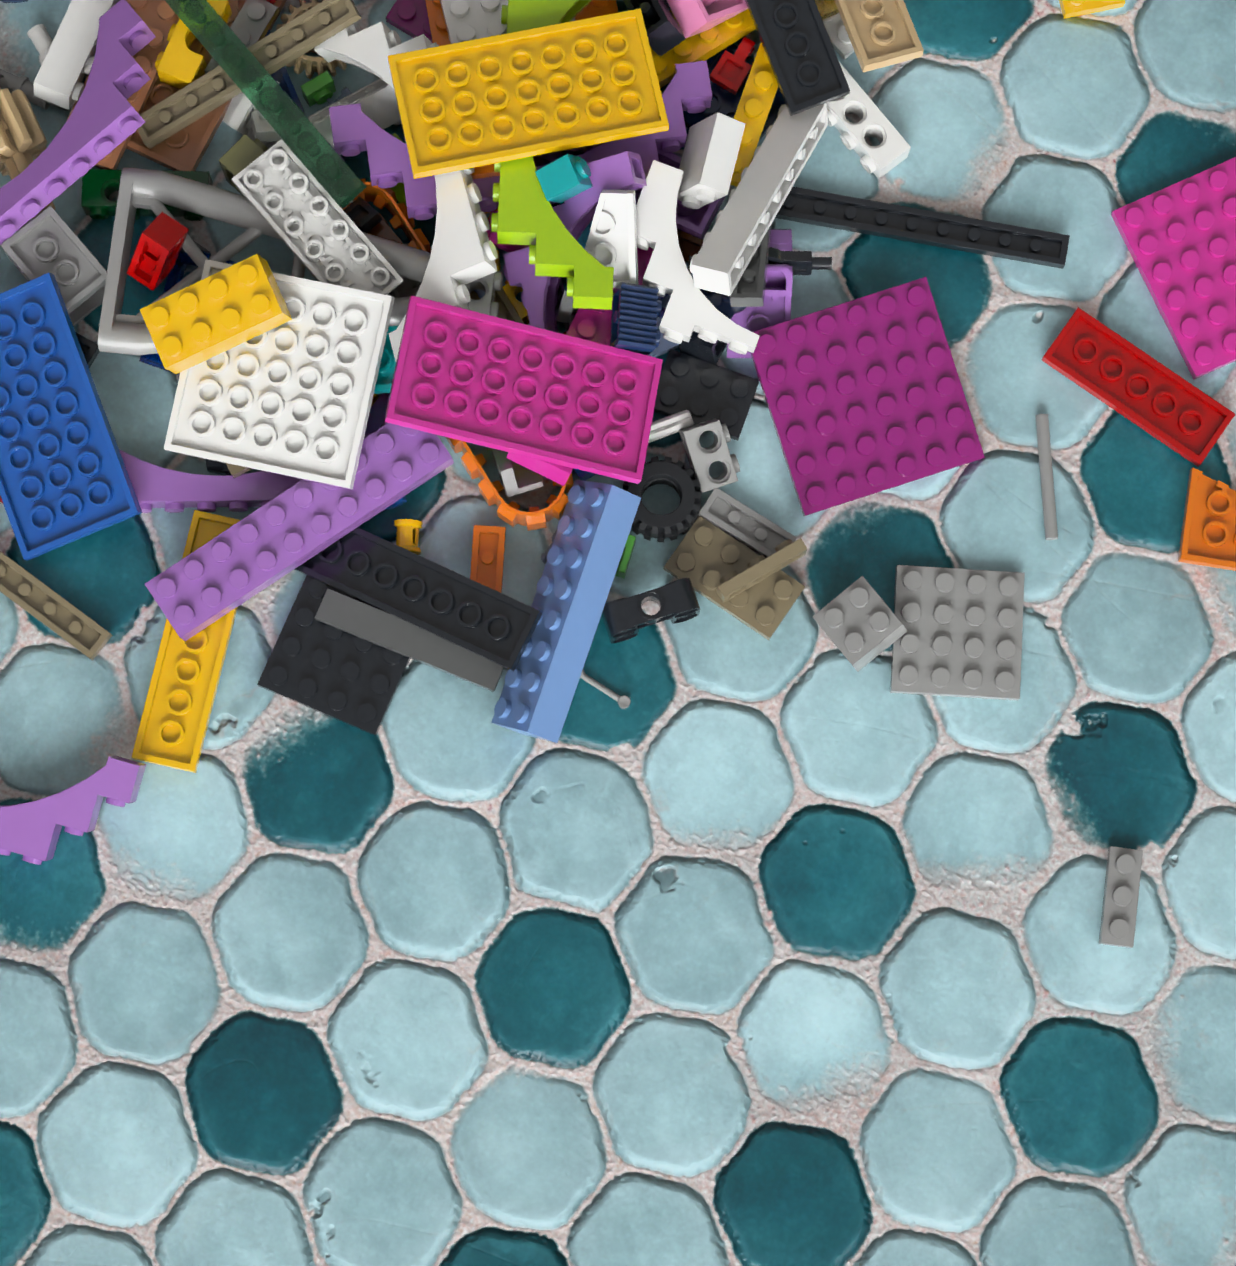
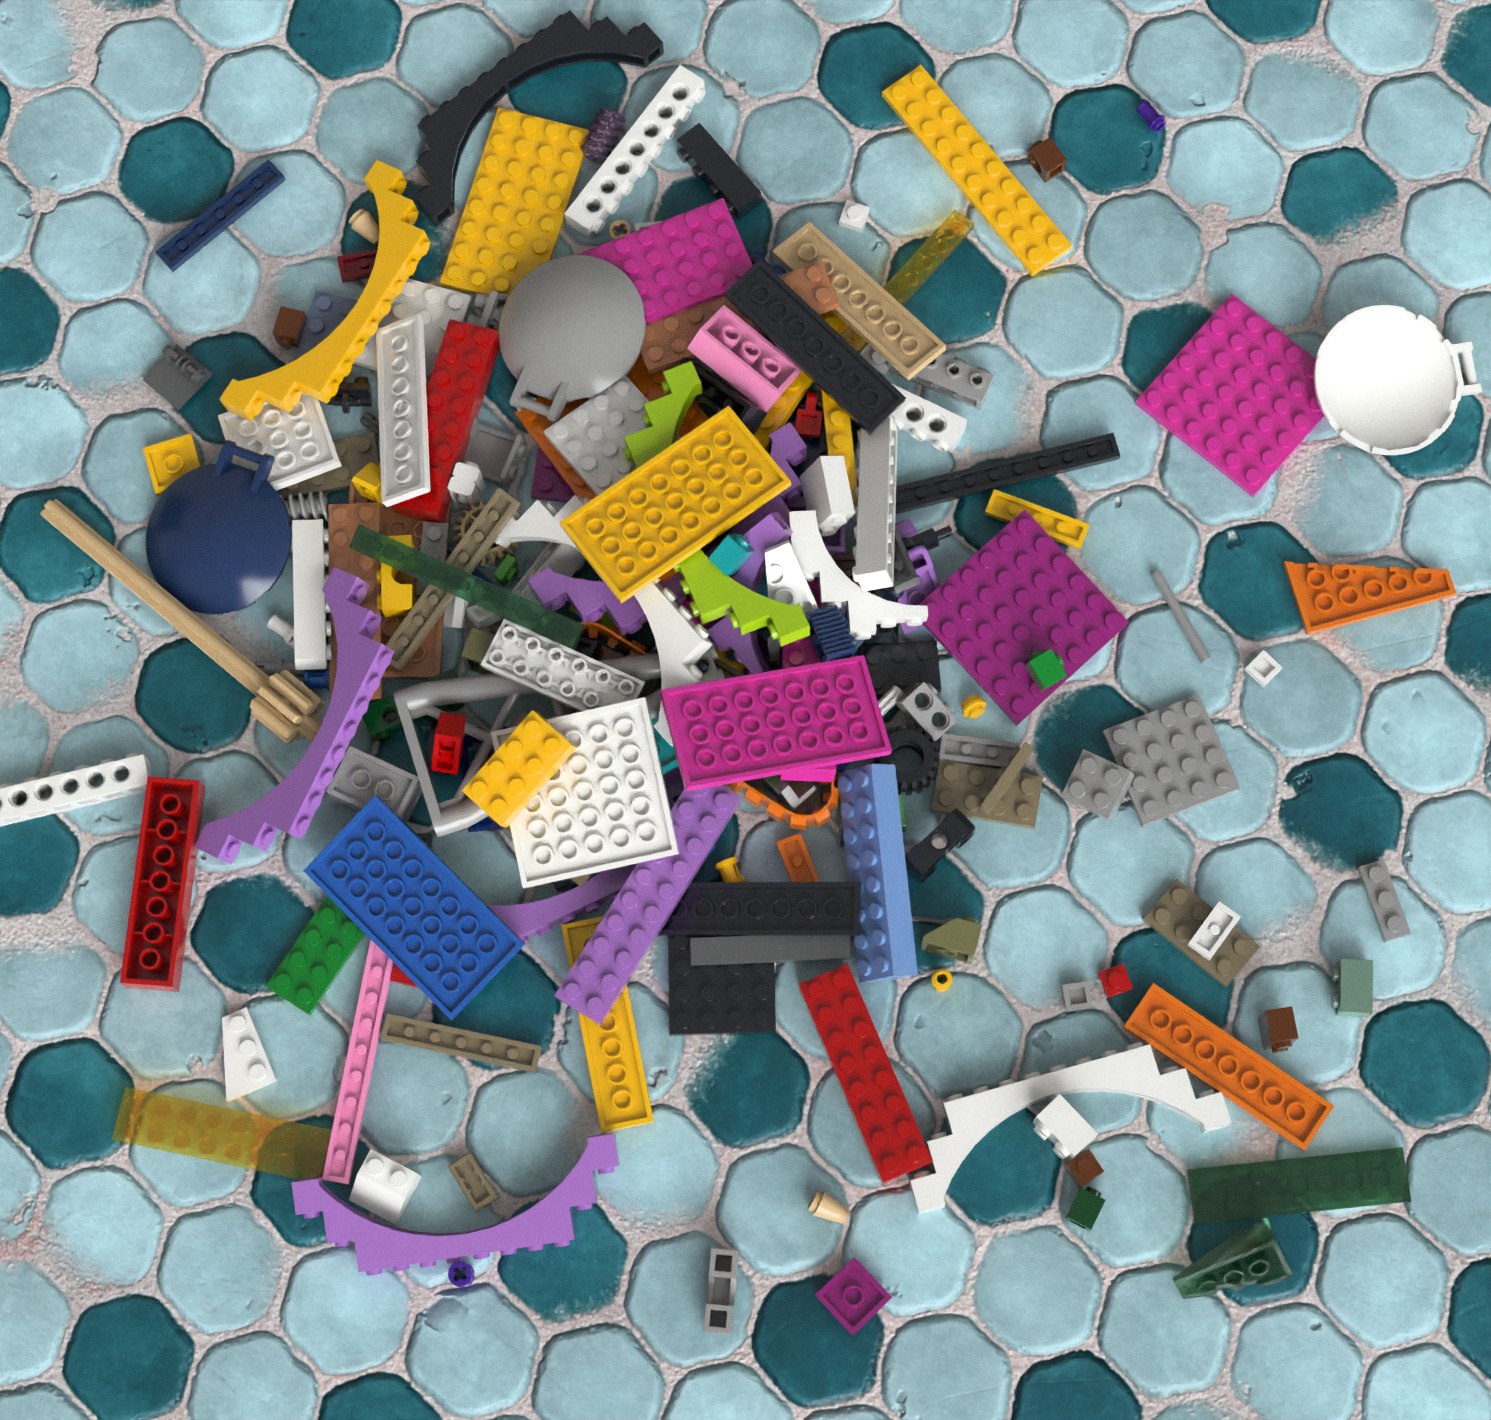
camera: 15 degrees left, 5 degrees down
(52, 116) = (316, 679): none -> blue bush
(173, 1004) = (721, 1291): none -> light grey arch
(322, 1063) = (853, 1296): none -> magenta plate
(340, 953) = (827, 1207): none -> tan cone
(449, 826) = (865, 1074): none -> red brick
(583, 753) = (941, 974): none -> yellow pin
(618, 722) = (954, 939): none -> olive slope
(623, 1084) = (1085, 1208): none -> dark green brick
(640, 986) = (1064, 1128): none -> white brick
(641, 1040) = (1083, 1168): none -> reddish brown brick
(726, 847) = (1077, 996): none -> light grey plate
(739, 955) = (1126, 1072): none -> white arch
(764, 473) = (973, 706): none -> yellow plate
(770, 1220) = (1243, 1259): none -> clear green wedge
(777, 849) = (1115, 981): none -> red plate
(857, 1001) = (1228, 1067): none -> orange plate
(864, 466) = (1045, 668): none -> green brick
(872, 1168) = (1298, 1185): none -> clear green plate
(898, 840) = (1180, 916): none -> dark tan plate
(912, 844) = (1214, 930): none -> white plate
(919, 96) = (954, 379): none -> light grey brick
(931, 986) = (1278, 1029): none -> reddish brown brick
(952, 308) = (1056, 525): none -> yellow plate
(1038, 978) = (1353, 987): none -> sand green brick
(1110, 576) = (1263, 668): none -> white plate
(1138, 387) = (1216, 520): red plate -> none

